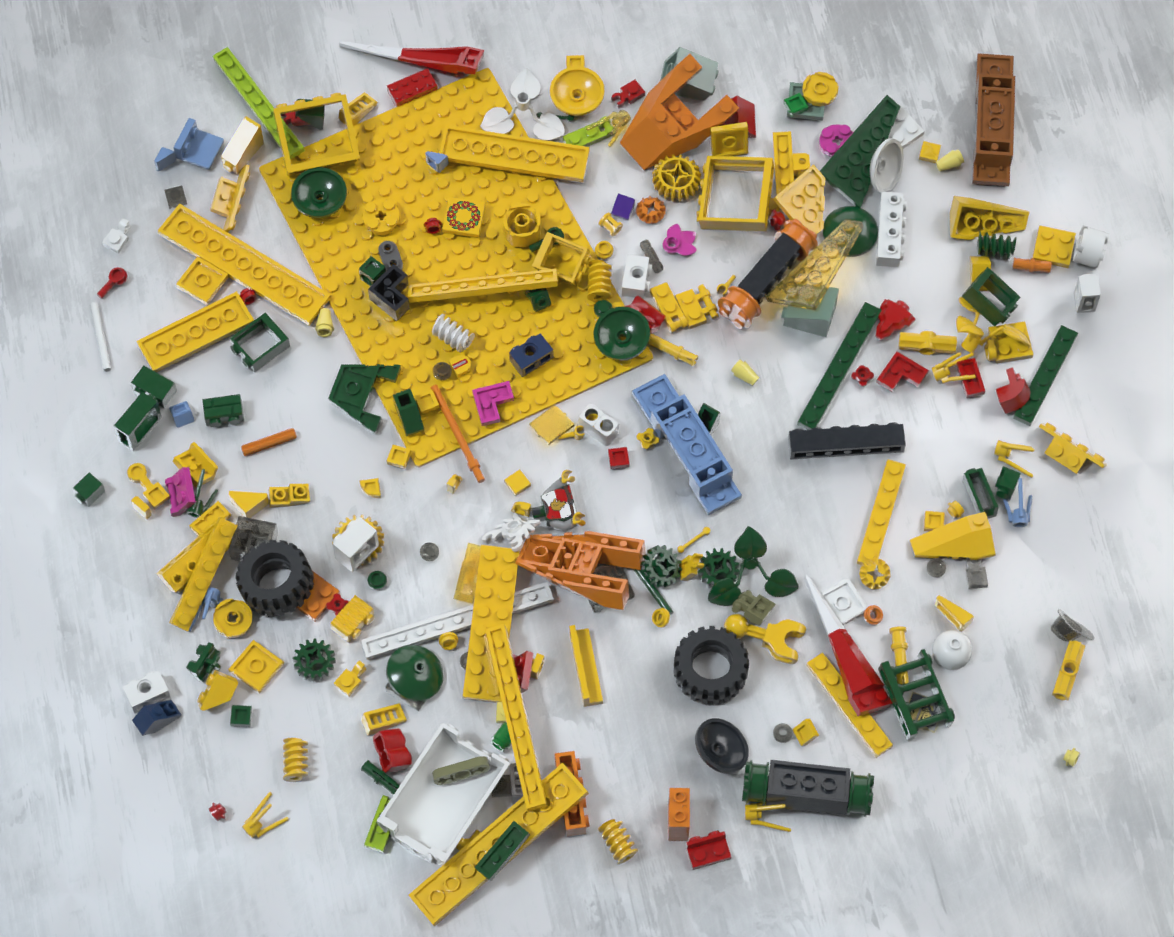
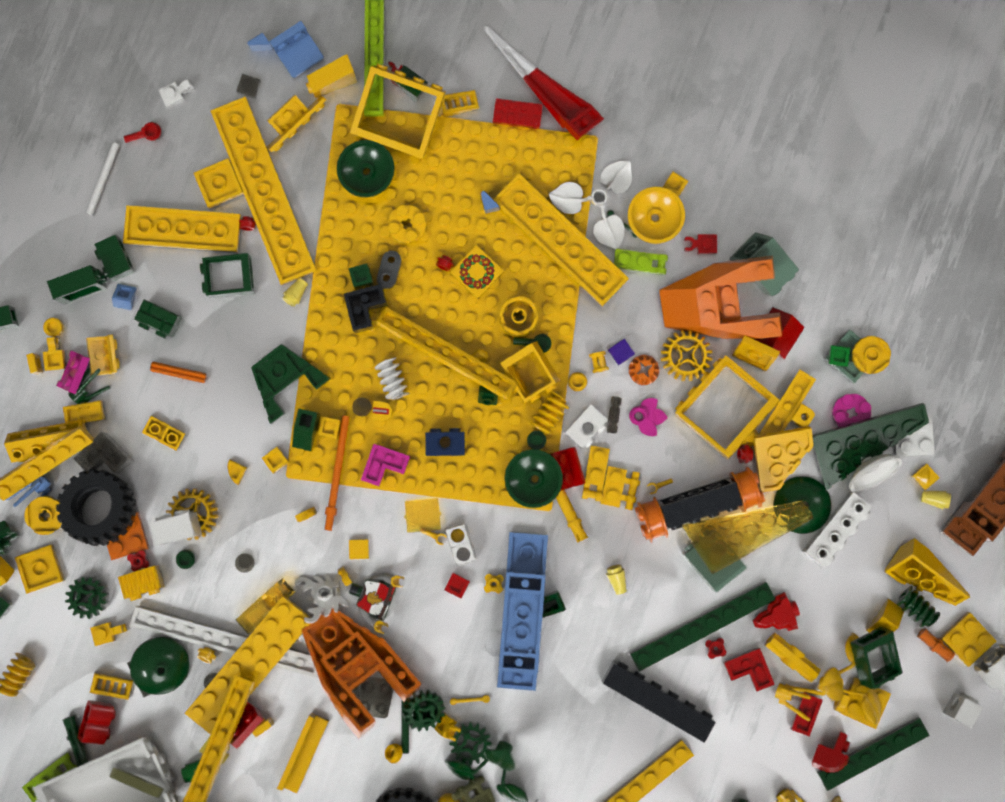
camera: 35 degrees right, 20 degrees up
(248, 502) = (123, 419): yellow slope -> none
(619, 122) = (675, 267): clear yellow plant -> none

